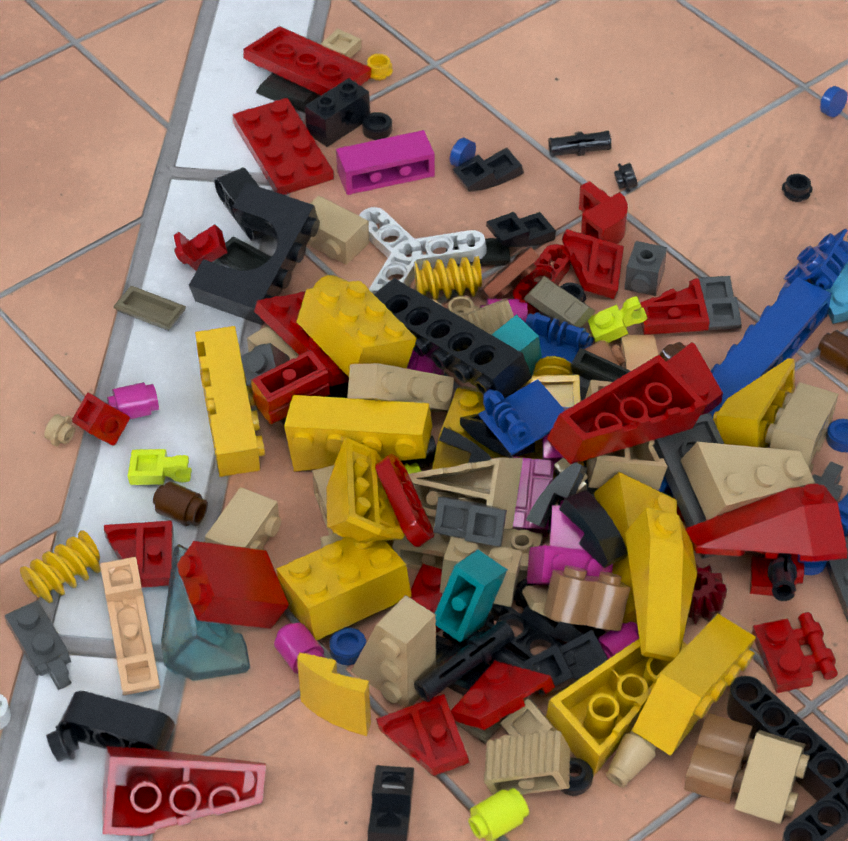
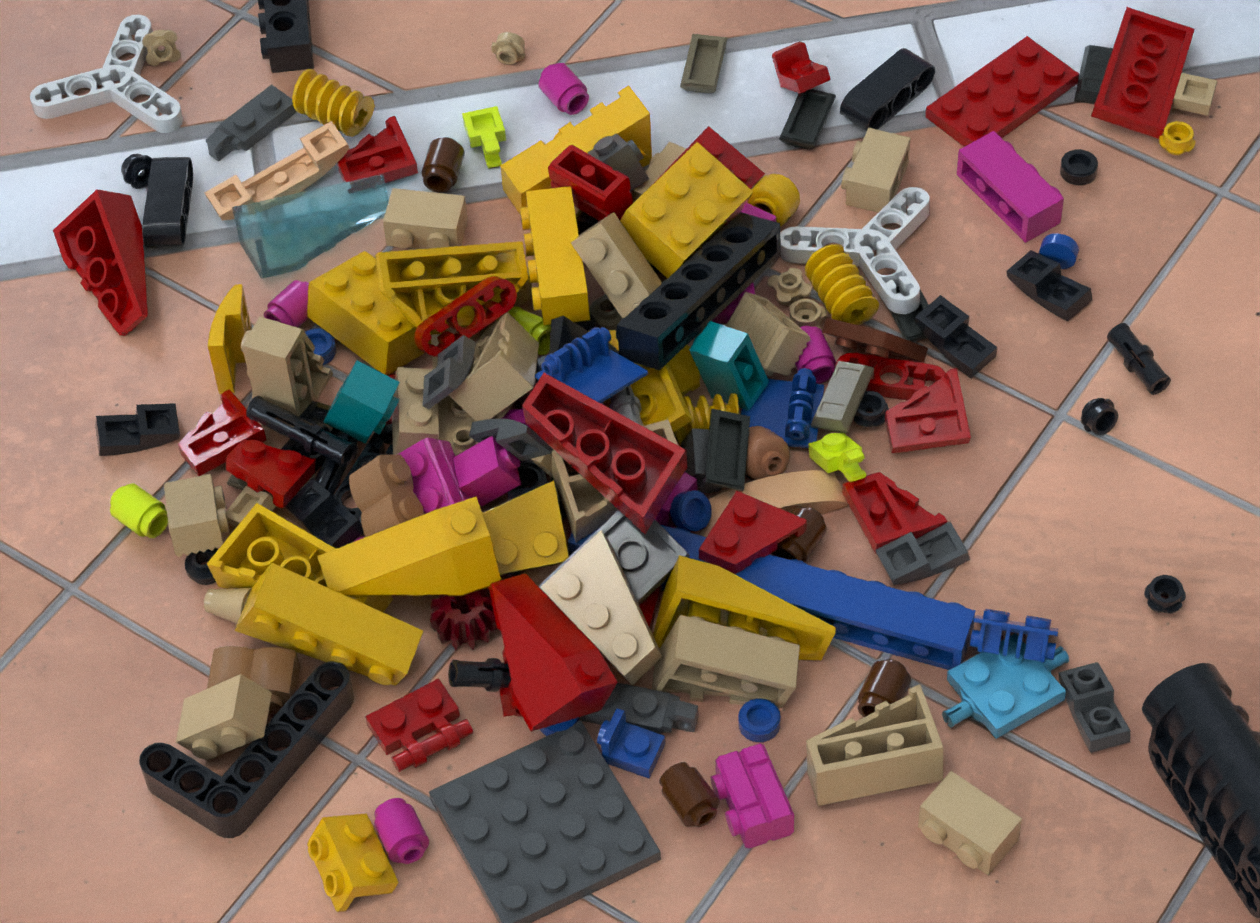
camera: 75 degrees right, 5 degrees up
(100, 419) = (524, 71): red bracket -> none
(232, 585) = (334, 219): red brick -> none
(271, 213) = (833, 126): black arch -> none
(337, 112) = (1069, 119): black brick -> none
(601, 535) = (467, 471): black slope -> none
(602, 215) = (1011, 414): red brick -> none
(645, 268) = (941, 466): dark grey brick -> none

